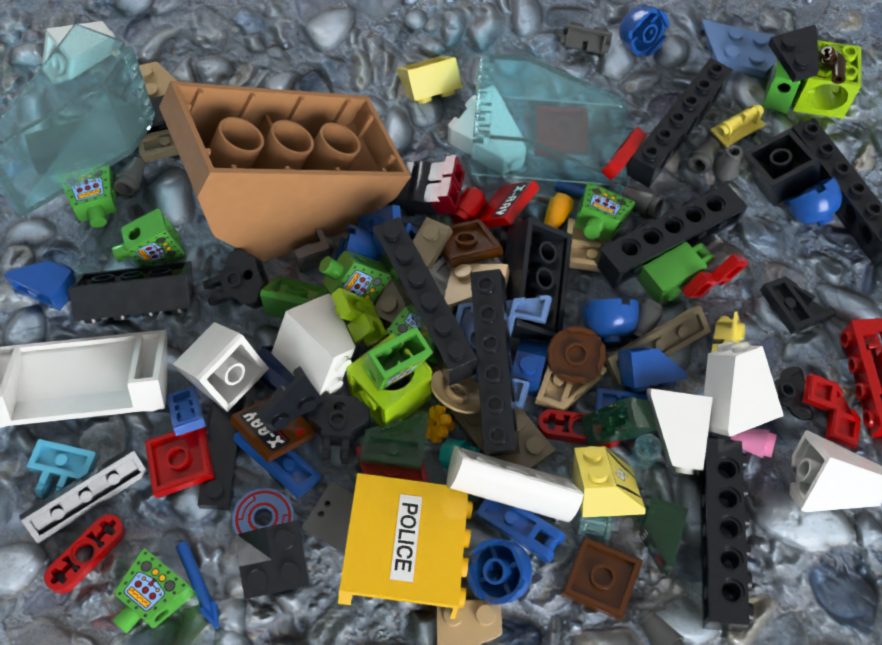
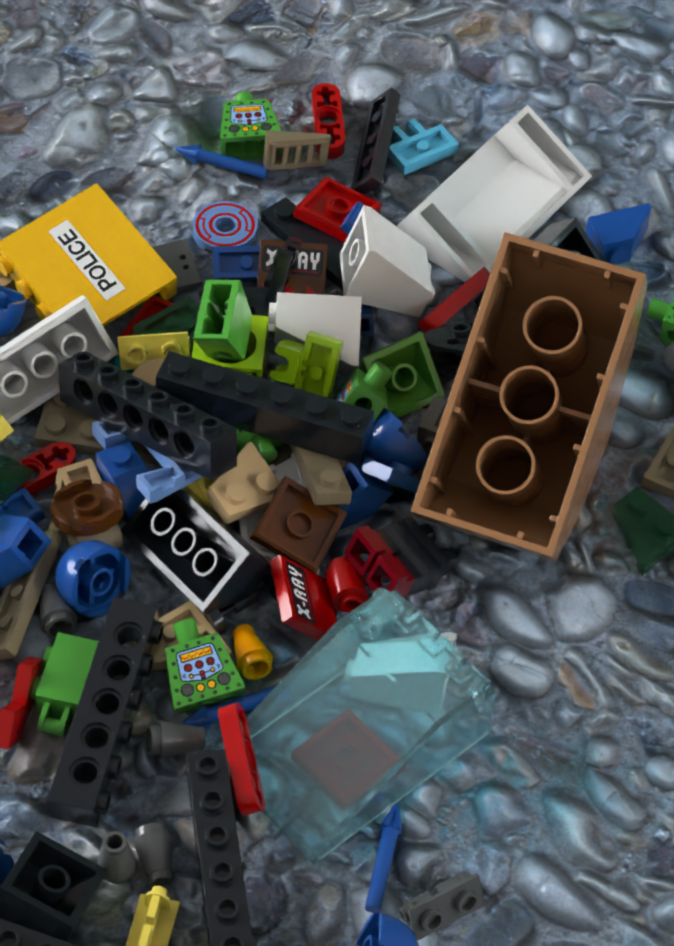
camera: 135 degrees right, 10 degrees down
(153, 539) = (287, 139): none -> dark tan slope
(188, 312) = (455, 301): none -> red beam
(272, 559) = (178, 196): black slope -> none
(423, 416) = (140, 348): none -> light yellow hinge
(430, 78) = (552, 691): light yellow slope -> none
(506, 115) = (376, 613): none -> clear light blue bush
(602, 71) = (390, 831): none -> blue piece

